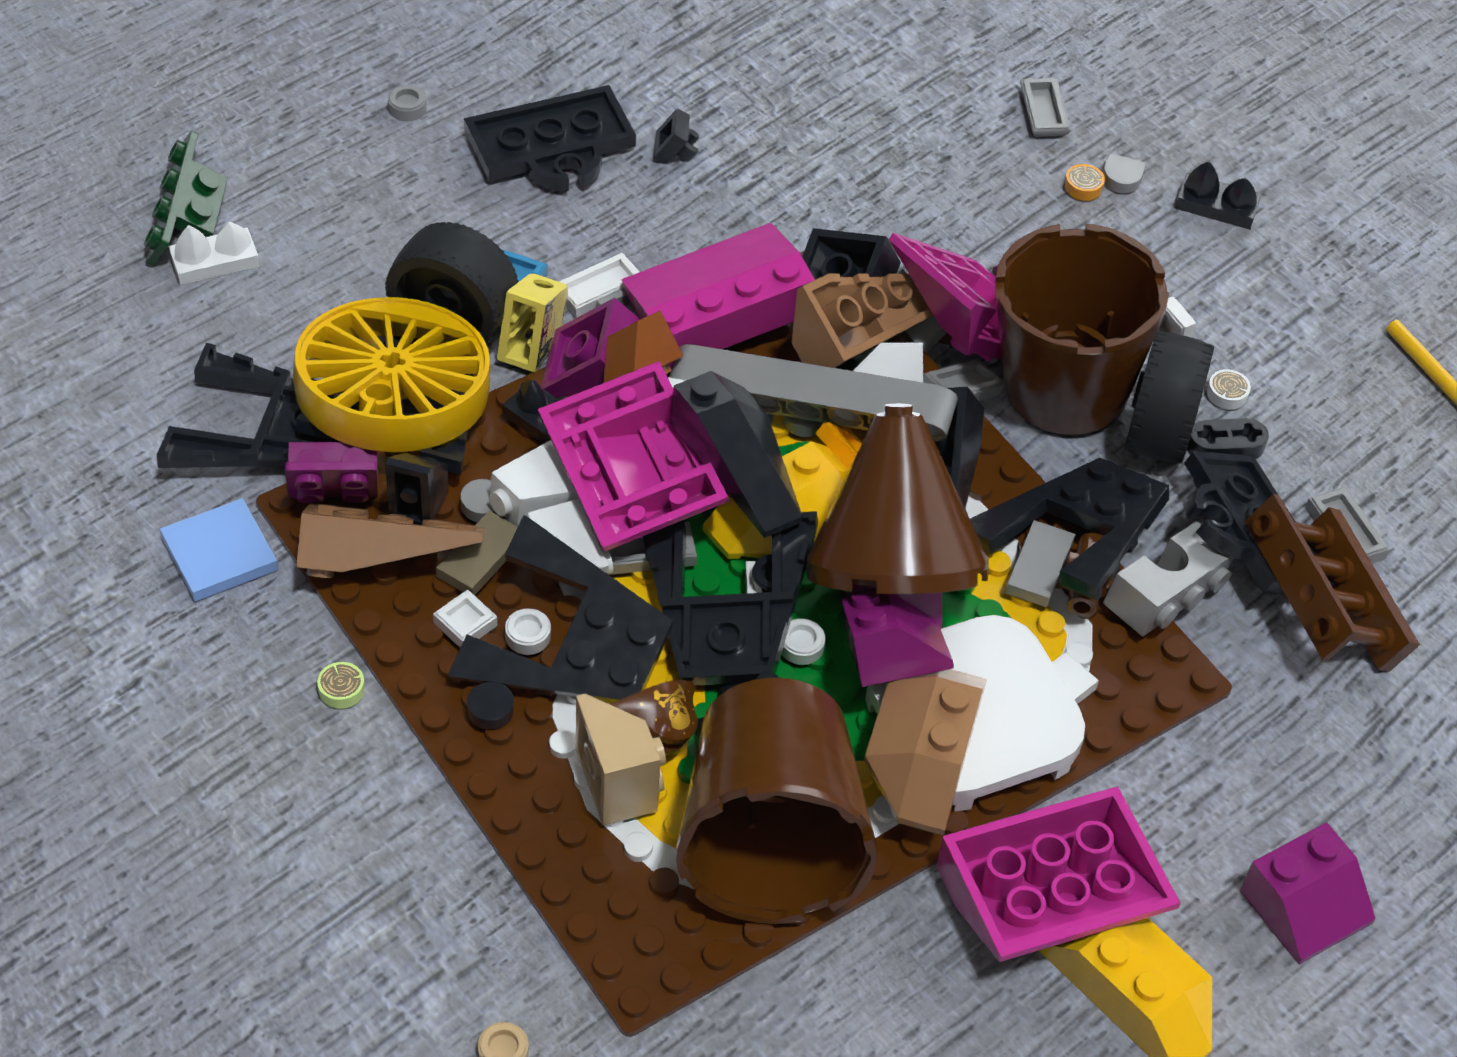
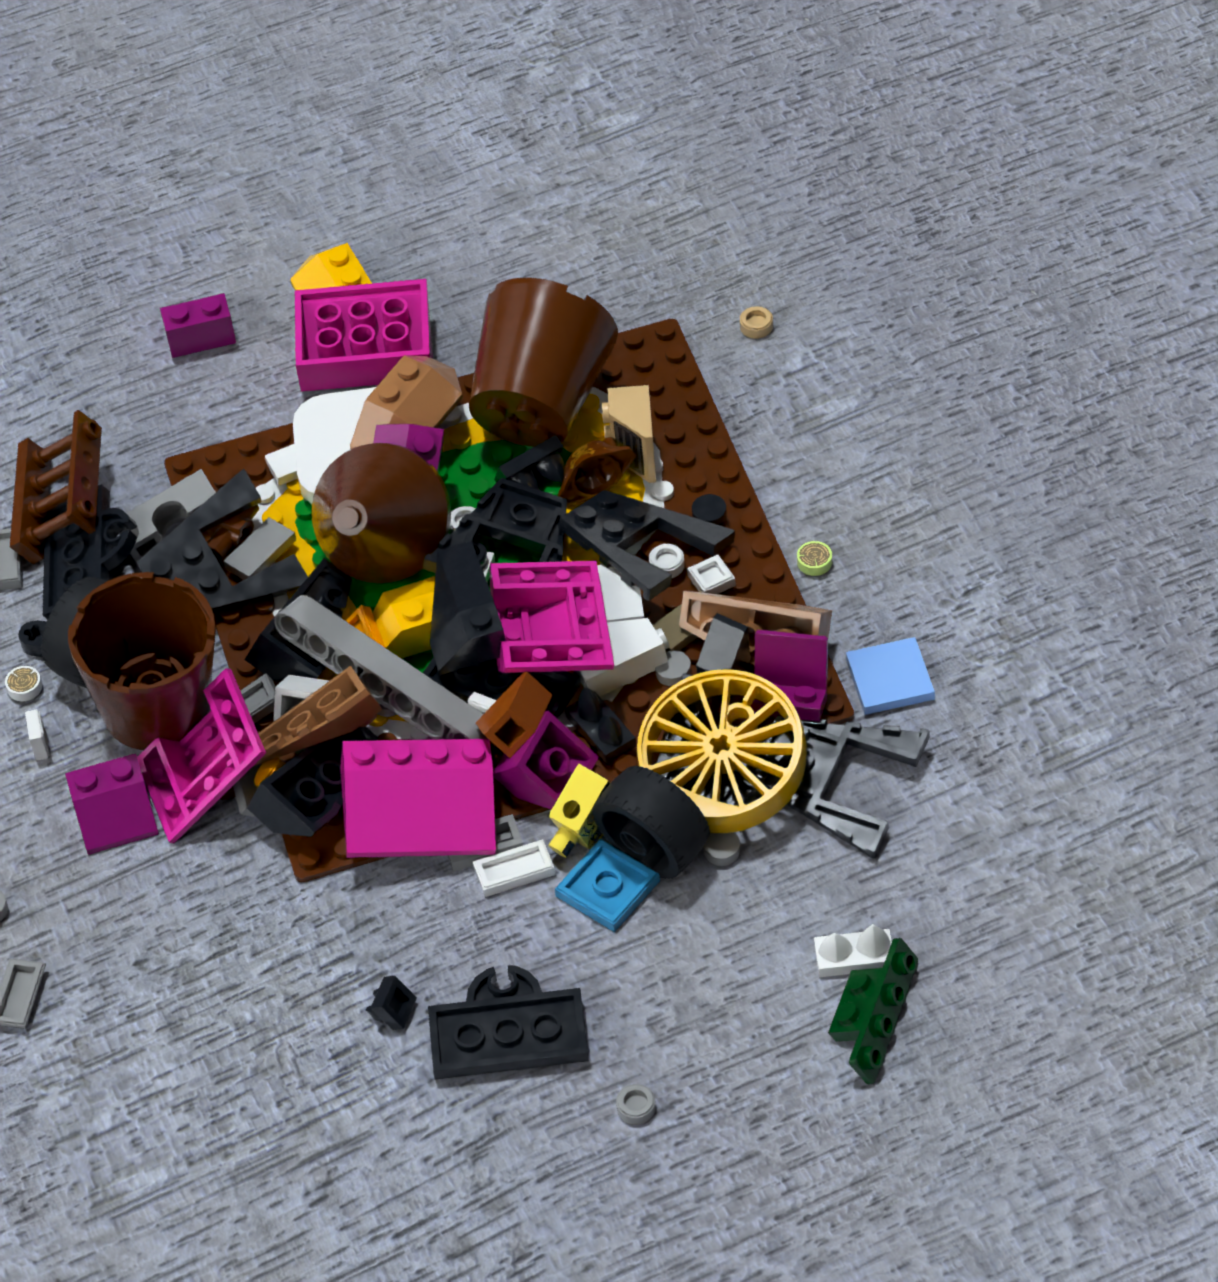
camera: 155 degrees left, 0 degrees up
(1084, 182) = (28, 904): tile -> none

